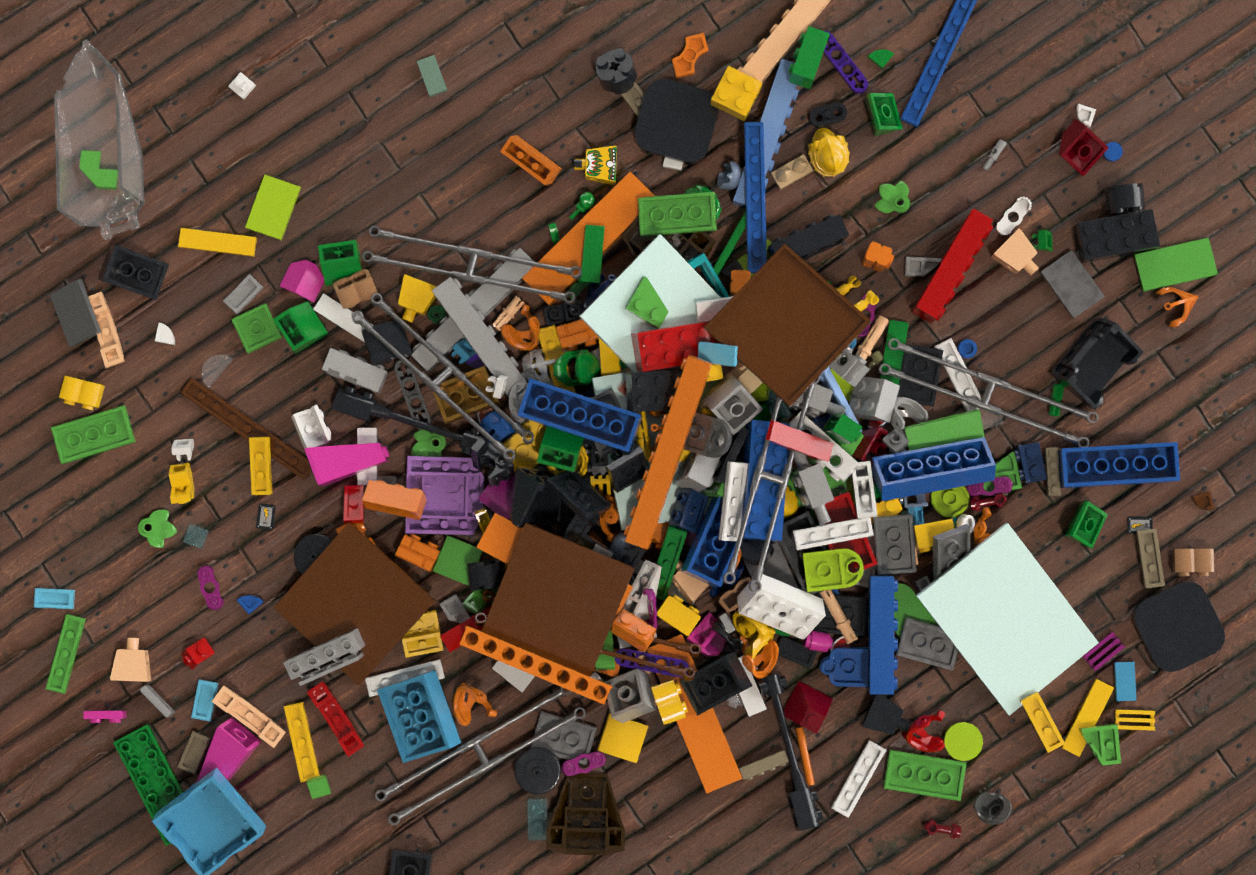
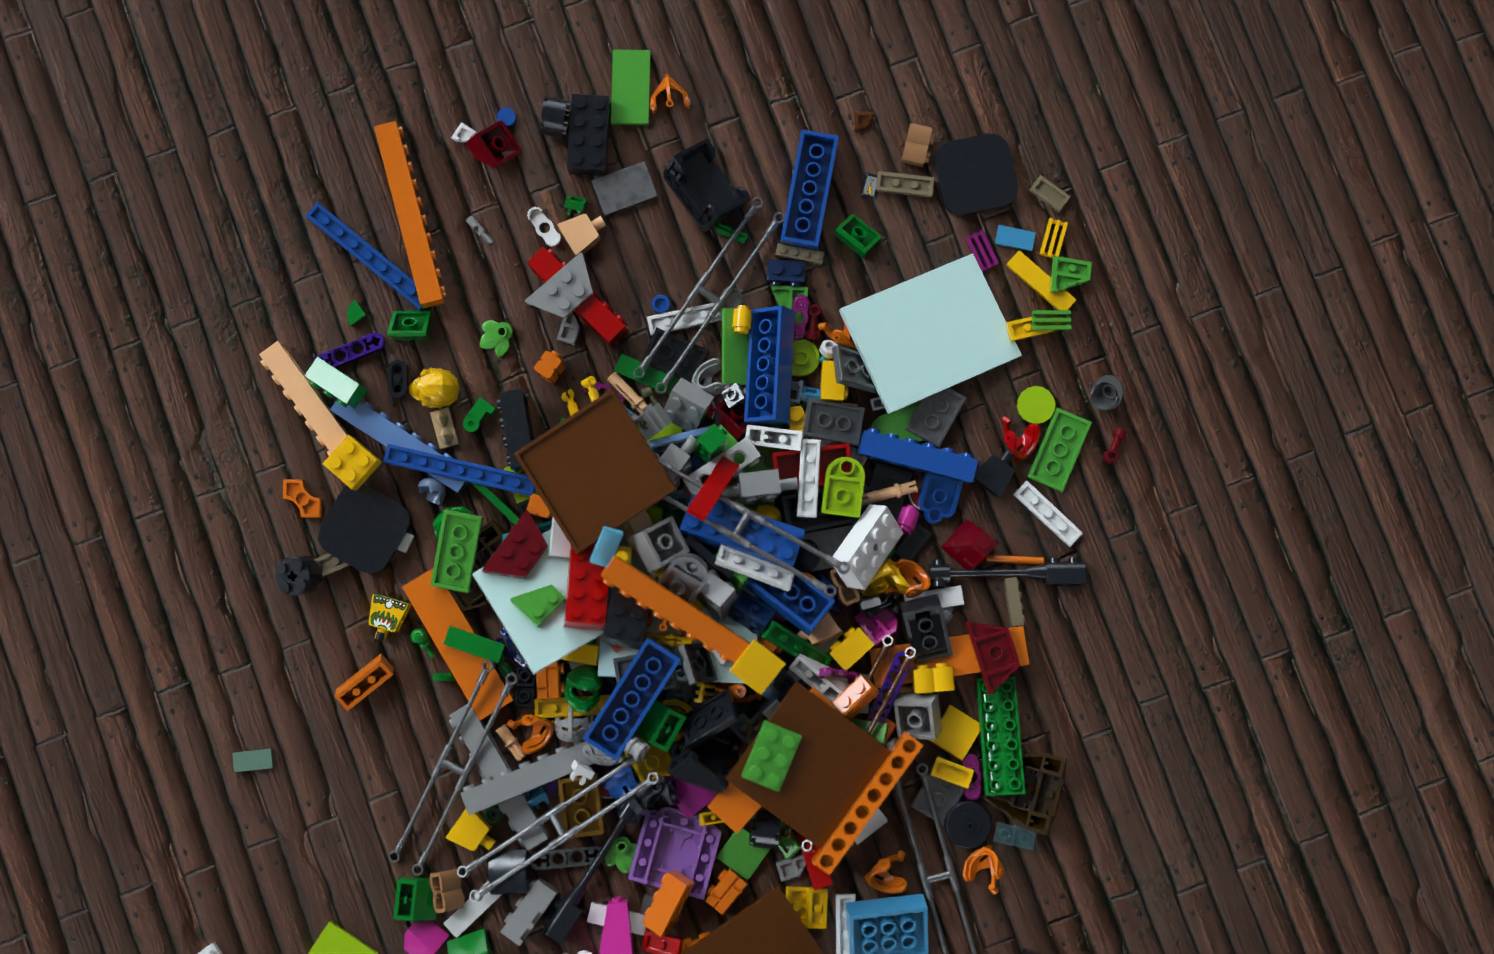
camera: 75 degrees left, 0 degrees up
(500, 785) = (973, 865): none -> orange helmet
(533, 431) = (636, 748): none -> light grey wheel
(558, 561) = (771, 756): none -> bright green plate
(583, 743) = (952, 772): none -> yellow tile
(630, 781) = (1000, 739): none -> green plate
(639, 527) = (757, 666): none -> yellow tile
(693, 272) = (518, 550): none -> dark red wing
(708, 755) = (993, 652): none -> dark red wing
(812, 199) = (476, 416): none -> green leg
(956, 251) = (564, 290): none -> light grey wing
(971, 430) = (742, 319): none -> yellow brick
(991, 83) = (409, 214): none -> orange brick
(1062, 750) = (1067, 320): none -> bright green tile
(1179, 705) = (1049, 193): none -> dark tan tile

